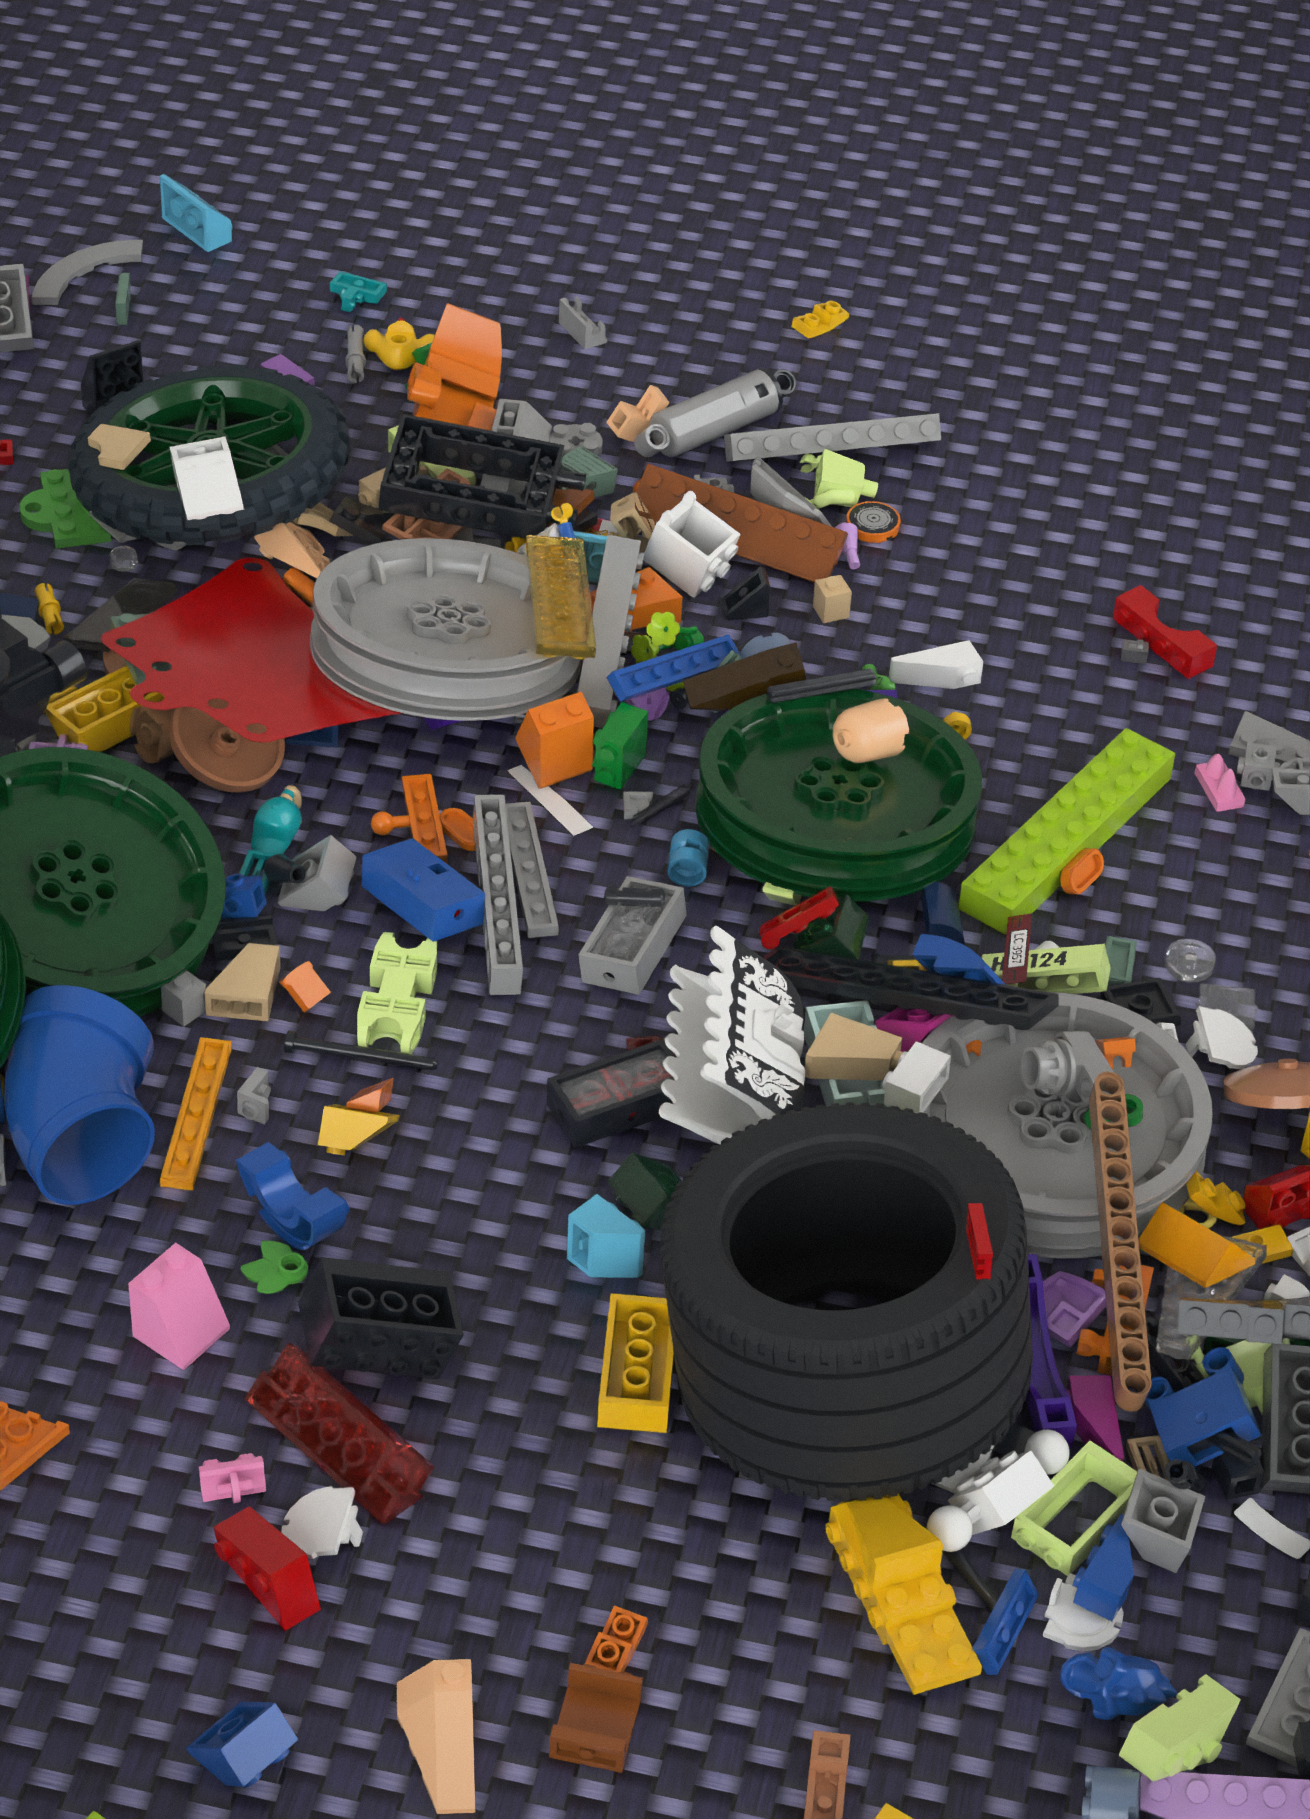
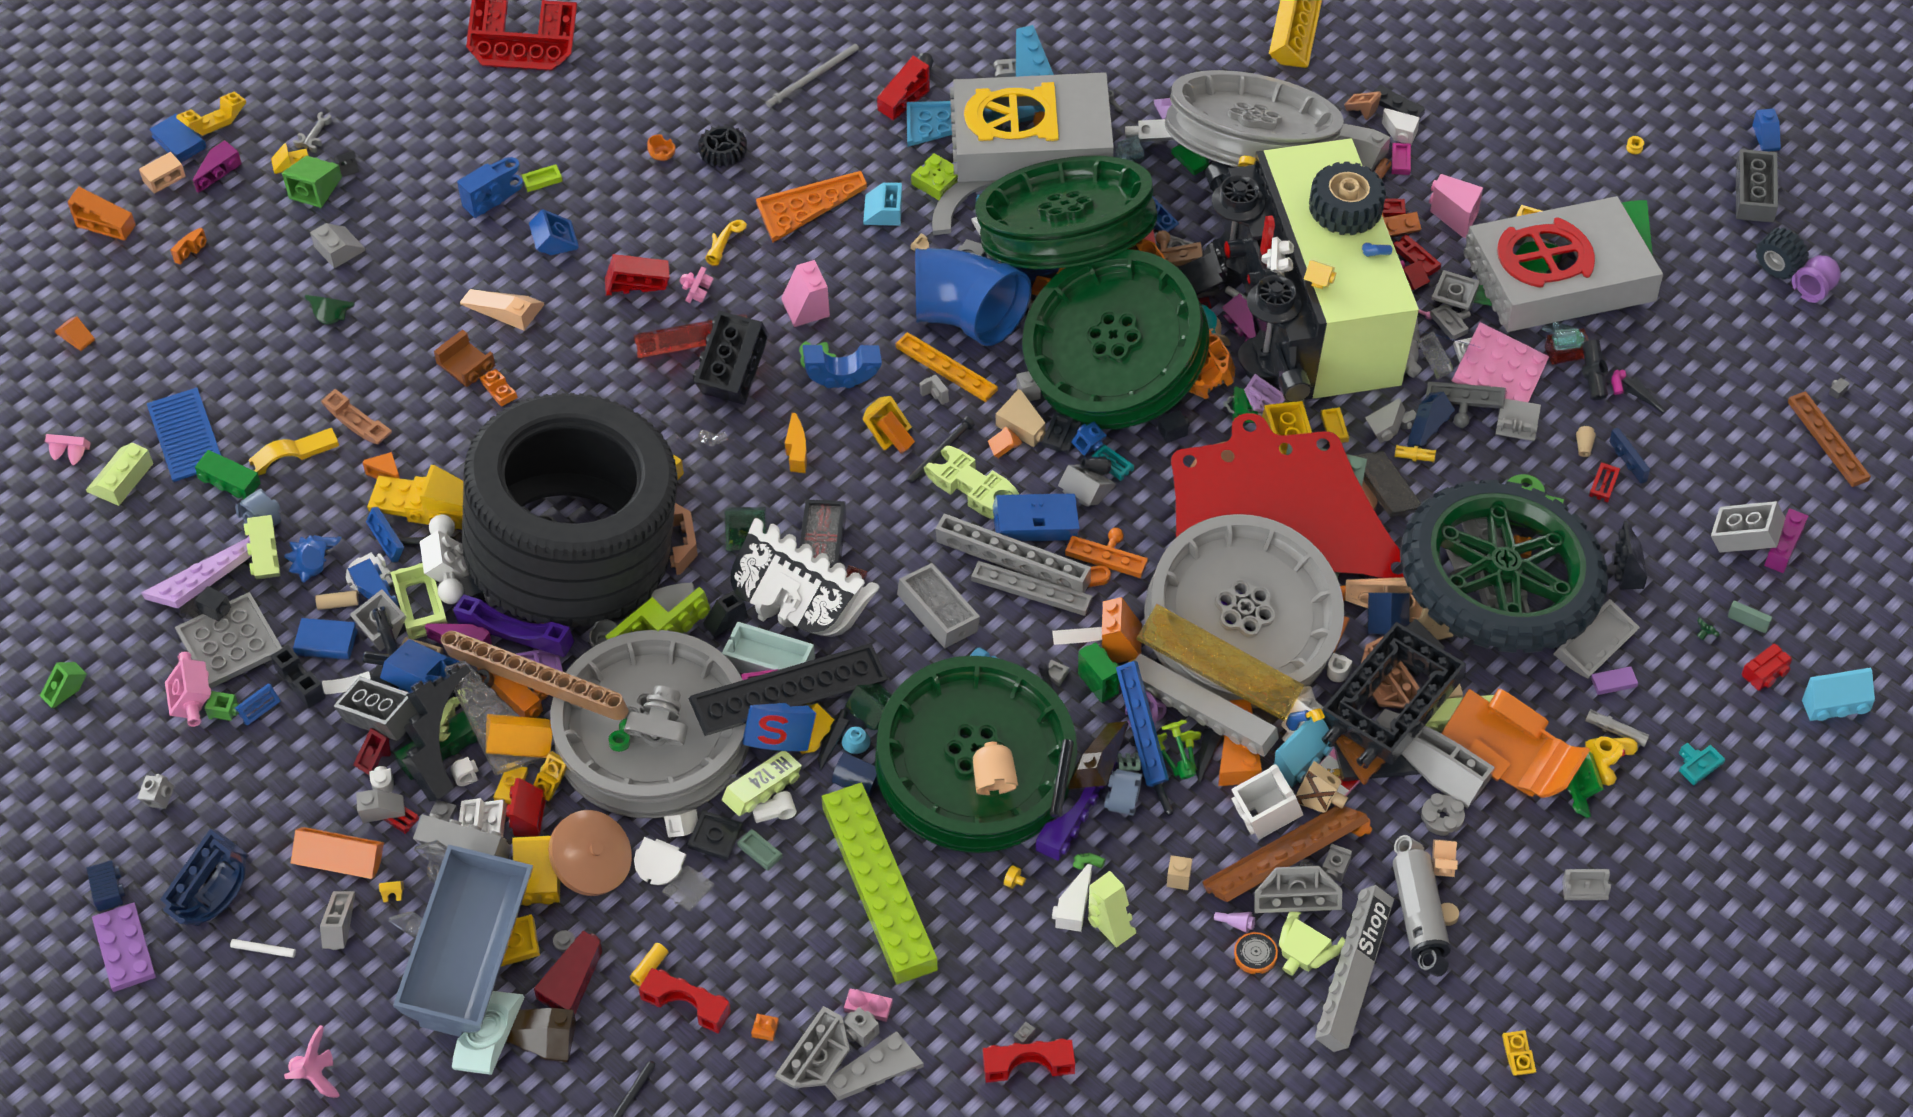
camera: 125 degrees right, 10 degrees up
(56, 279) = (1813, 611): light grey tile -> none
(110, 1501) = (715, 253): none -> yellow plant
(117, 445) = (1518, 503): tan tile -> none
(165, 325) = (1706, 629): none -> dark green plant
(187, 272) = (1767, 667): none -> red brick
(206, 478) = (1431, 512): white slope -> none
(277, 822) = (1147, 485): teal hair -> none
(323, 1521) = (645, 307): white piece -> none
(331, 540) = (1386, 610): none -> dark blue slope
(466, 1205) = (796, 445): none -> light orange slope
(520, 1312) = (712, 439): none -> clear arm
(600, 474) = (1396, 791): sand green torso -> none
(605, 1241) = (722, 481): medium azure slope -> none
(634, 896) = (953, 603): black axle -> none
(748, 598) = (1213, 830): black slope -> none
(798, 917) = (889, 684): red plate -> none
(852, 1051) = (757, 637): tan slope -> none
(888, 1698) = (381, 466): none -> orange slope
(892, 938) = (856, 740): none -> medium azure cone
(916, 1078) = (705, 643): white brick -> none
(937, 612) = (1108, 909): none -> yellowish green wedge
(979, 1241) = (496, 491): red tile -> none
(1017, 949) = (787, 776): sticker -> none
(1082, 871) = (840, 869): orange tile -> none
(1117, 1047) = (659, 752): orange tile -> none
(1161, 1618) = (337, 600): none -> tan piece
(1190, 960) = (738, 897): clear piece -> none
(1234, 1592) = (325, 638): none -> blue piece

